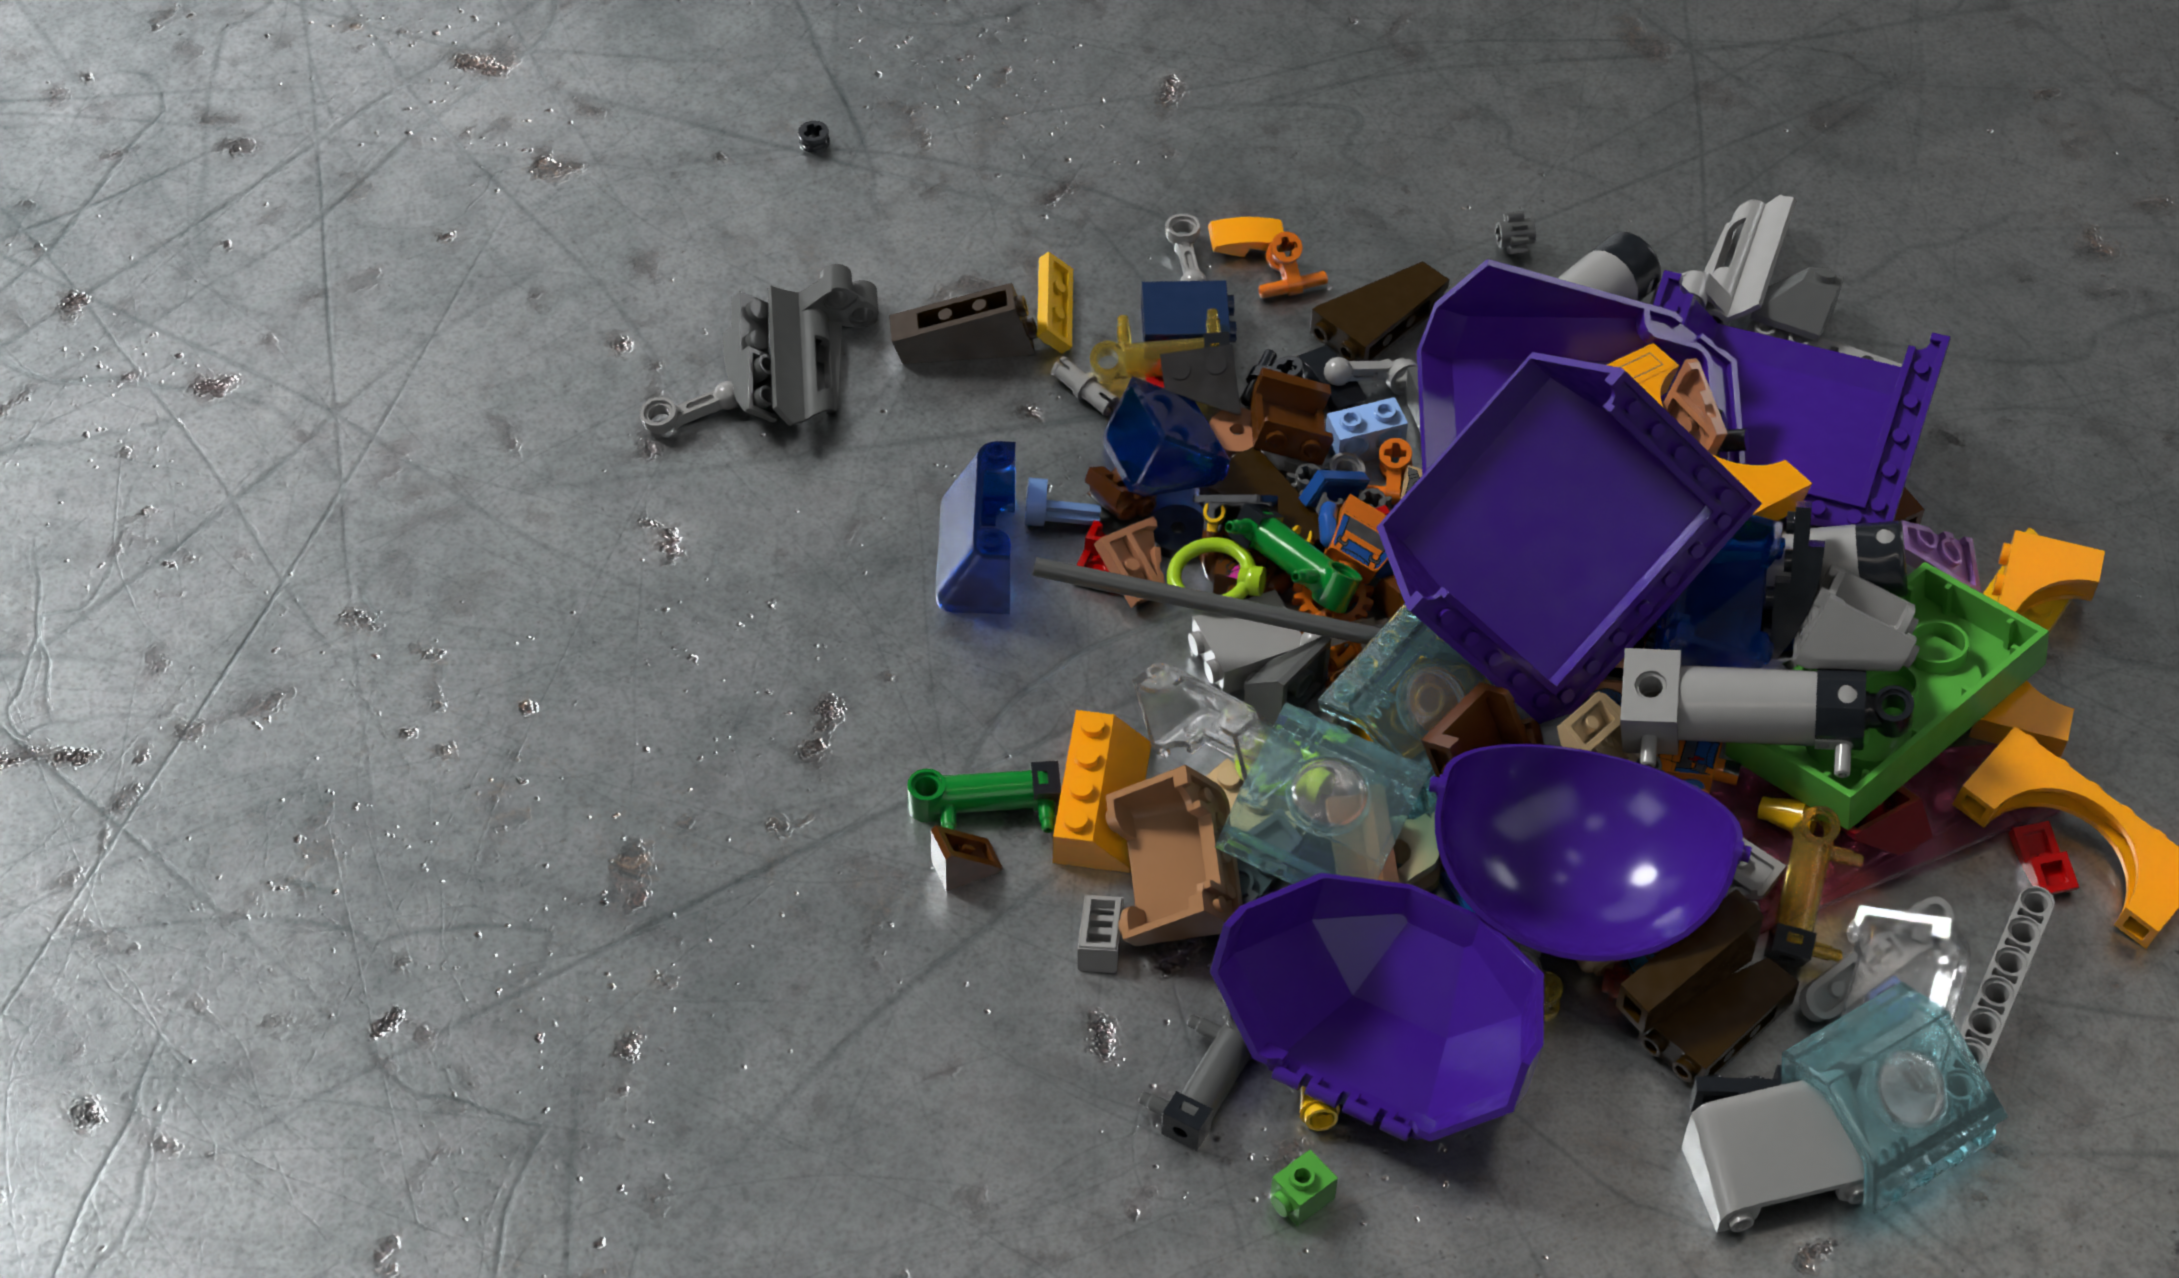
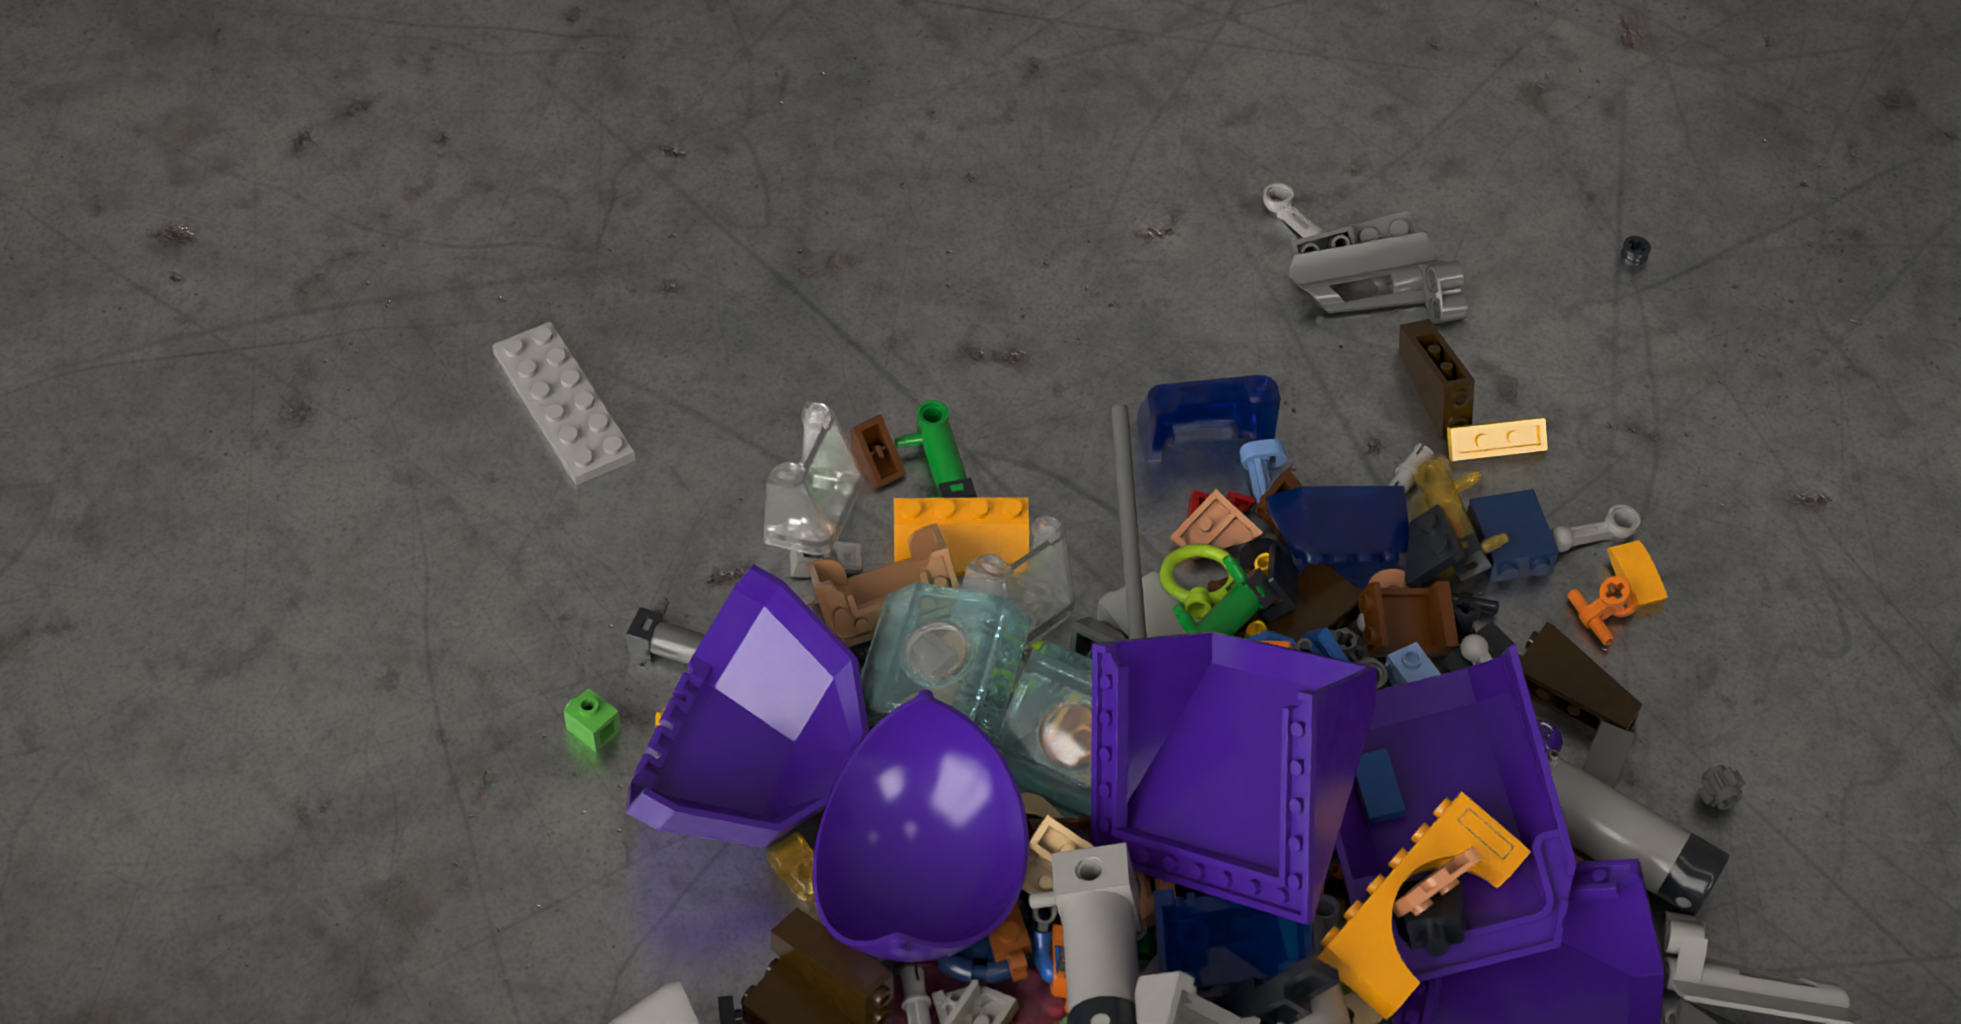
camera: 80 degrees right, 0 degrees up
(798, 1183) = (563, 403): none -> light grey plate
(977, 894) = (813, 499): none -> clear windscreen
(1479, 720) = (1046, 770): reddish brown panel -> none

